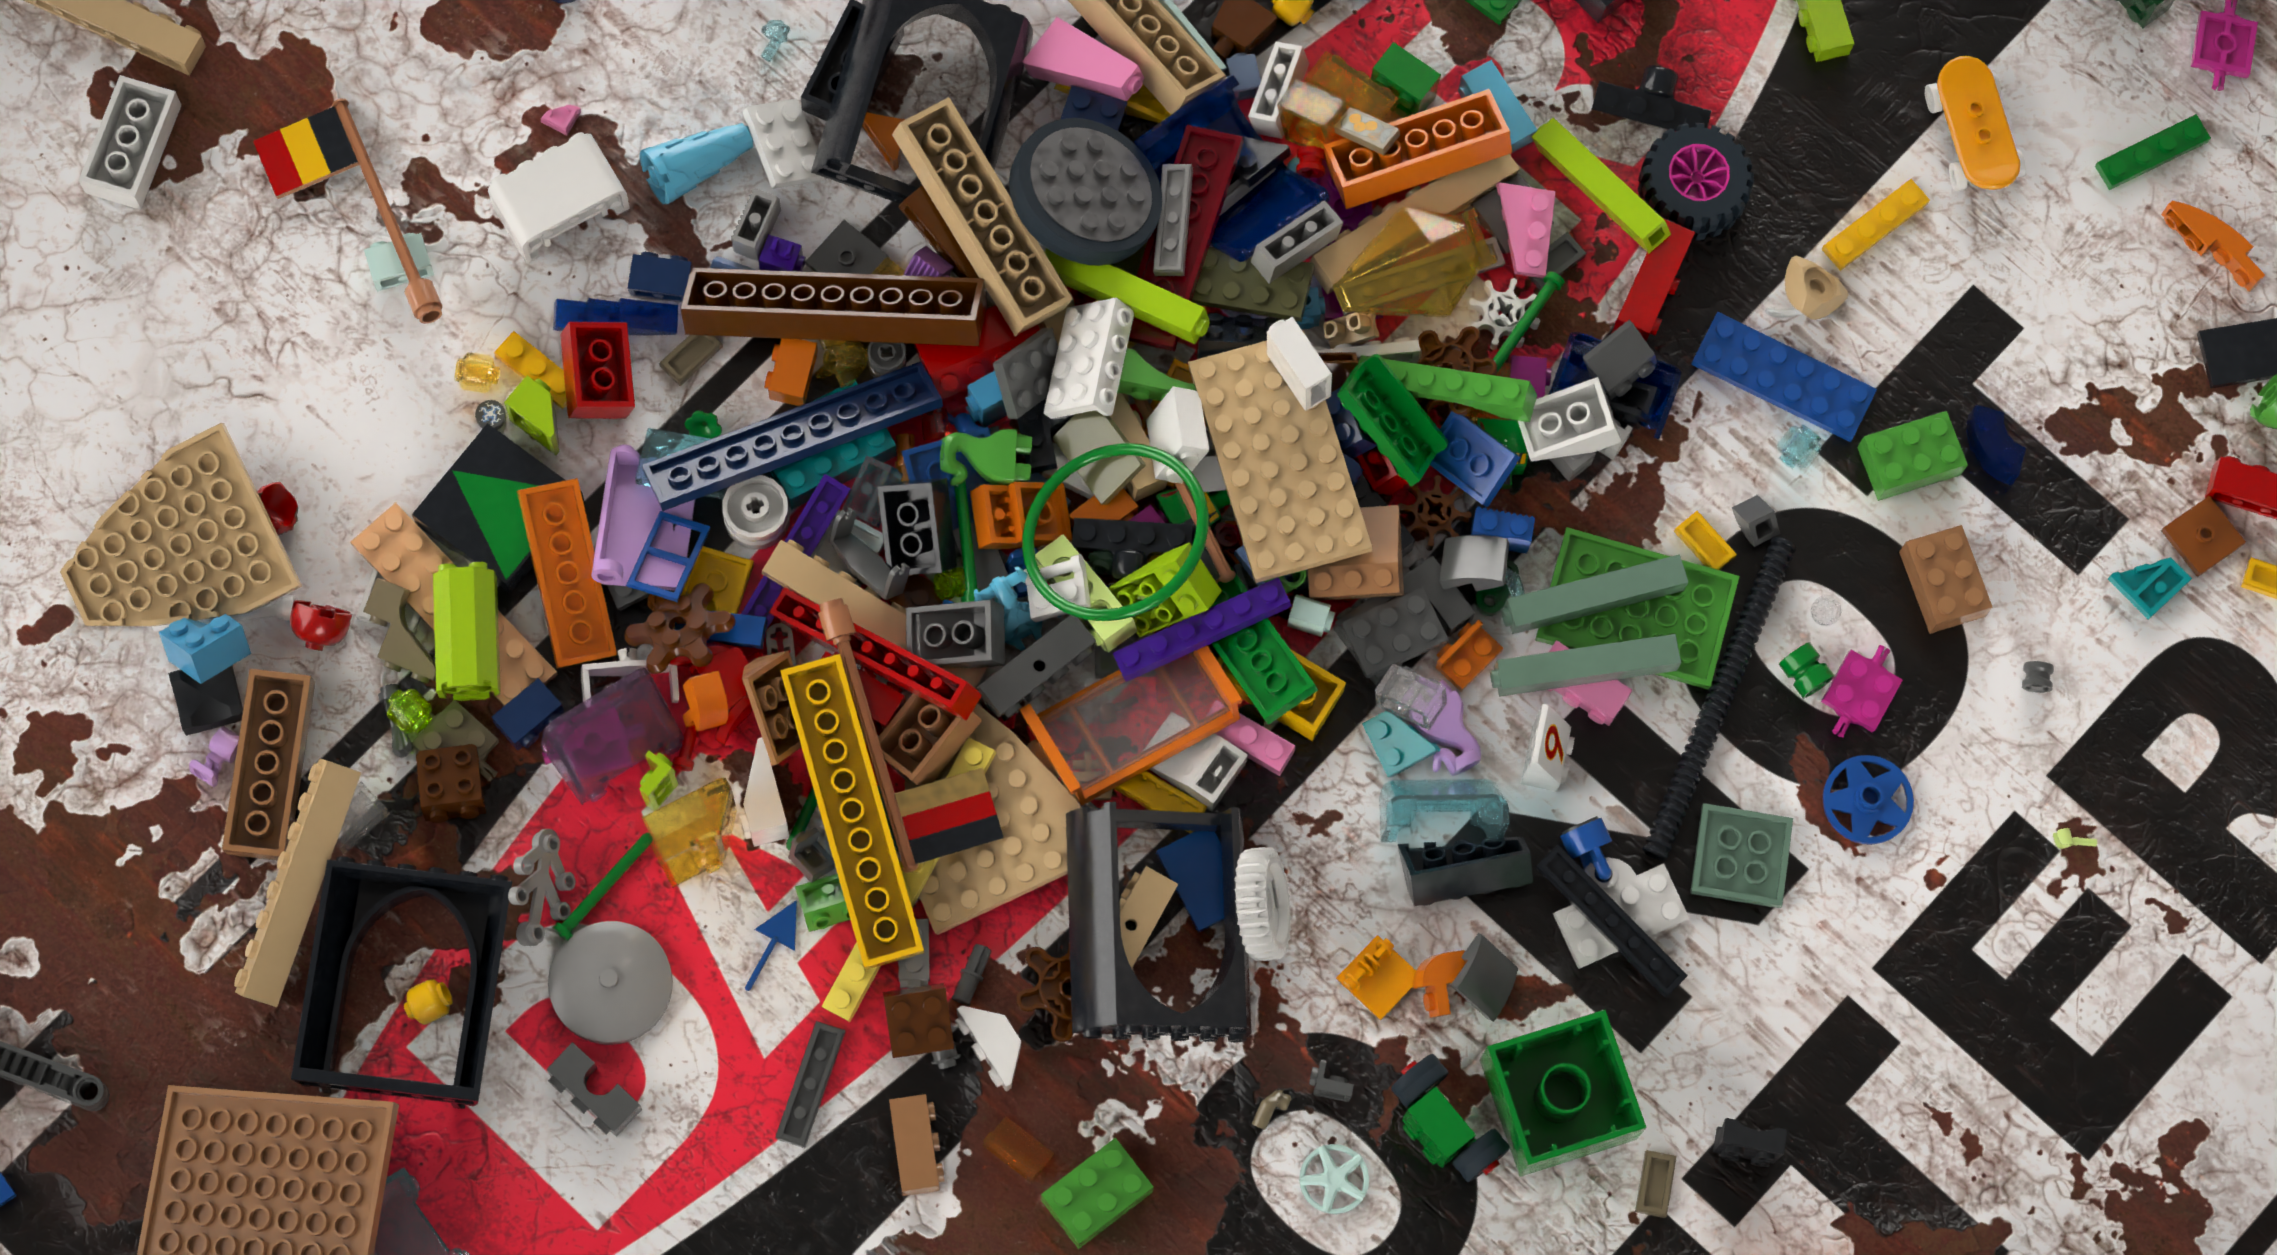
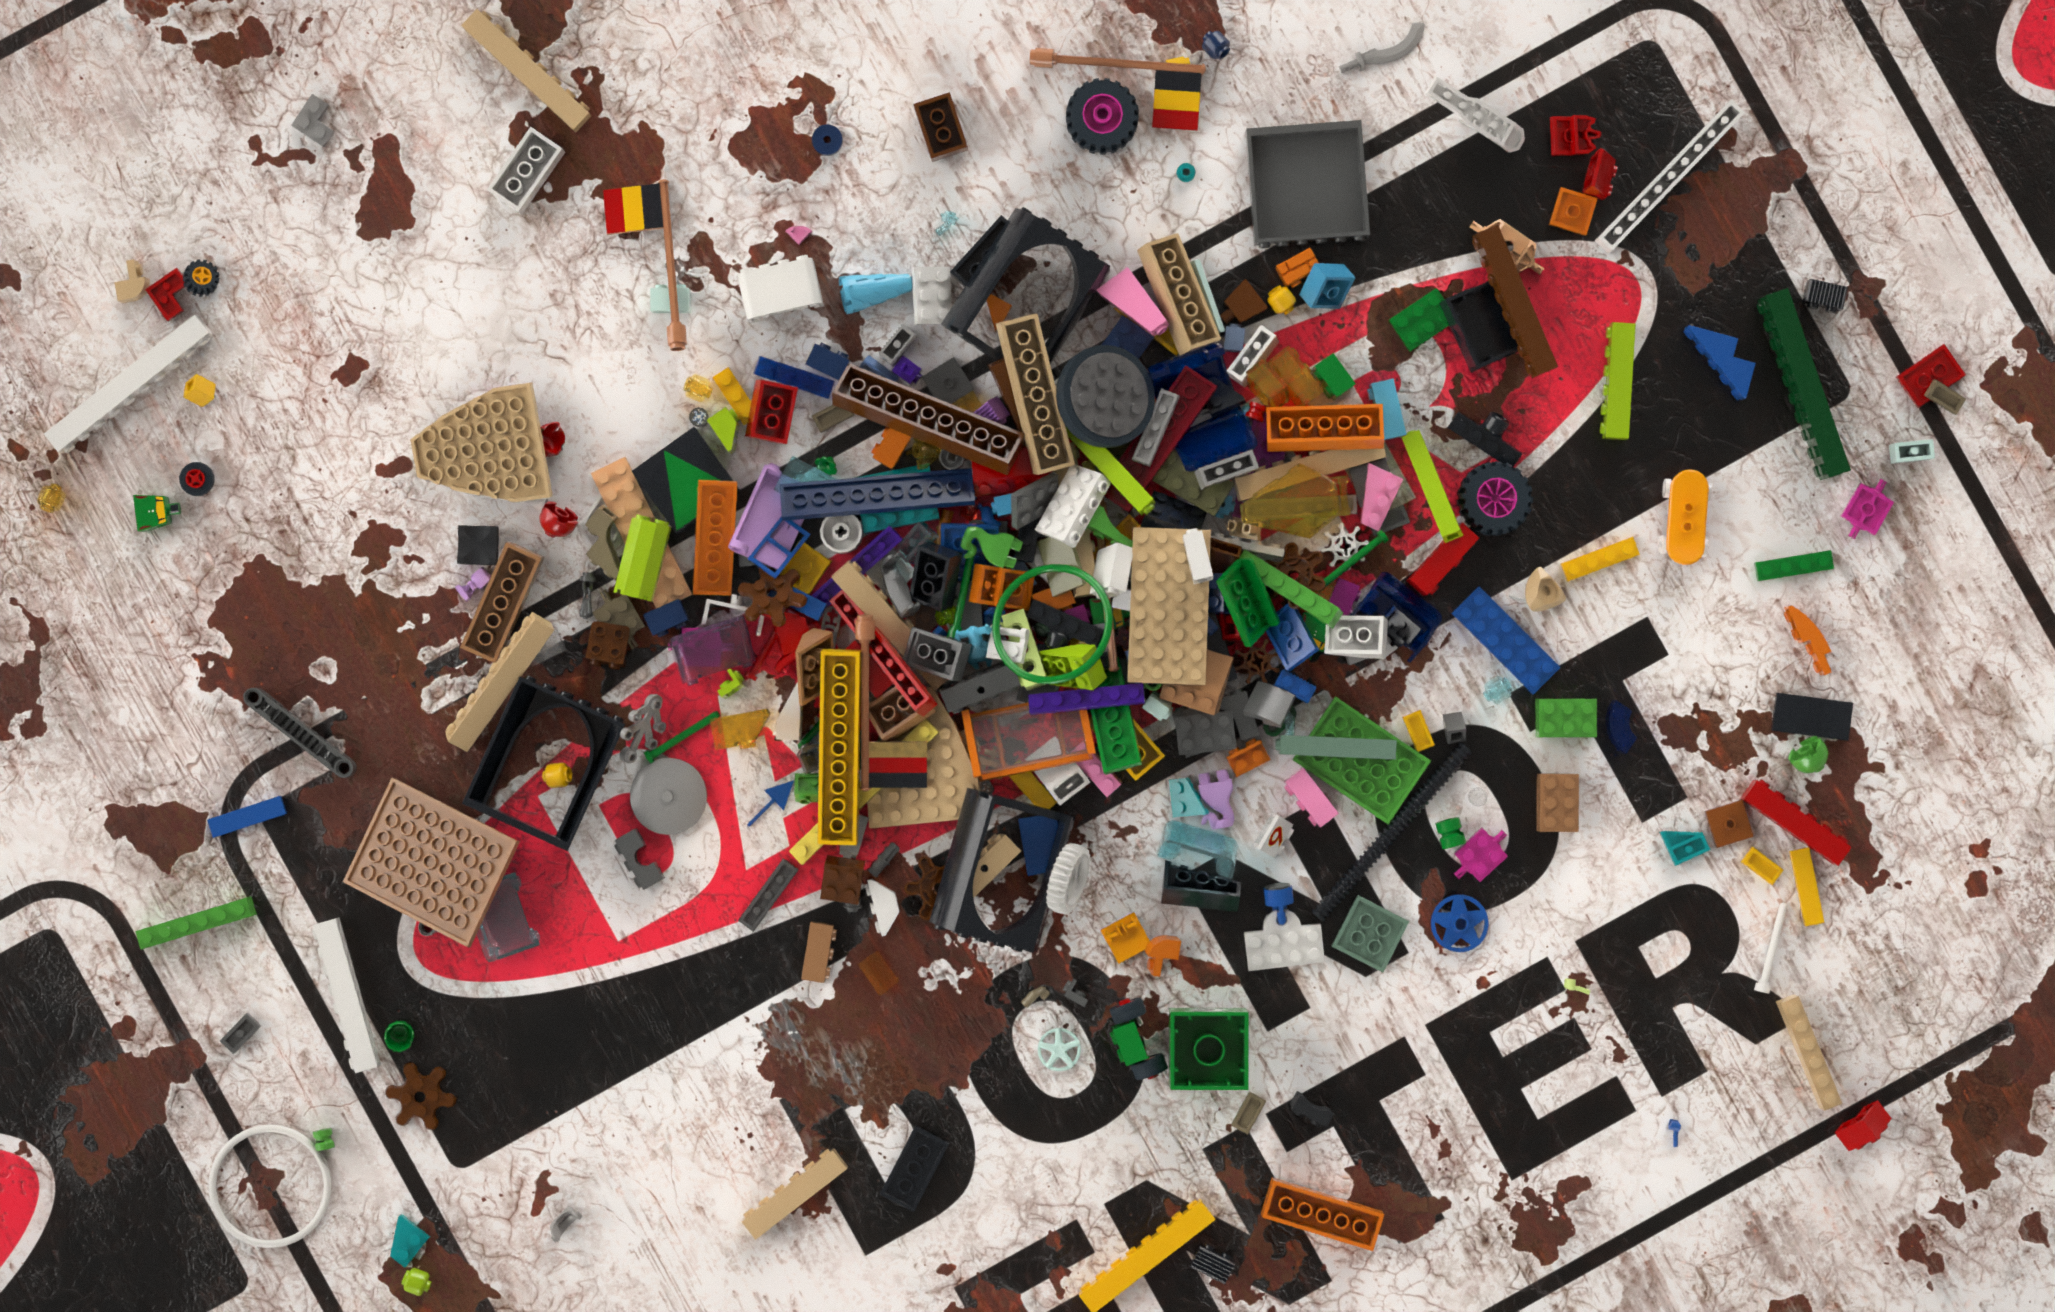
camera: 25 degrees right, 15 degrees up
(204, 648) = (484, 516): dark azure slope -> none
(409, 711) = (595, 594): clear neon green head -> none
(706, 701) = (773, 648): orange brick -> none
(1096, 1193) = (915, 1015): bright green brick -> none
(1367, 130) = (1295, 408): tile -> none
(1411, 696) = (1202, 776): clear brick -> none
(1485, 977) = (1189, 961): dark grey slope -> none
(1586, 665) = (1314, 791): sand green brick -> none
(1611, 921) = (1275, 950): black tile -> none
(1620, 360) = (1403, 607): dark grey slope -> none
(2037, 676) = (1591, 880): dark grey wheel -> none

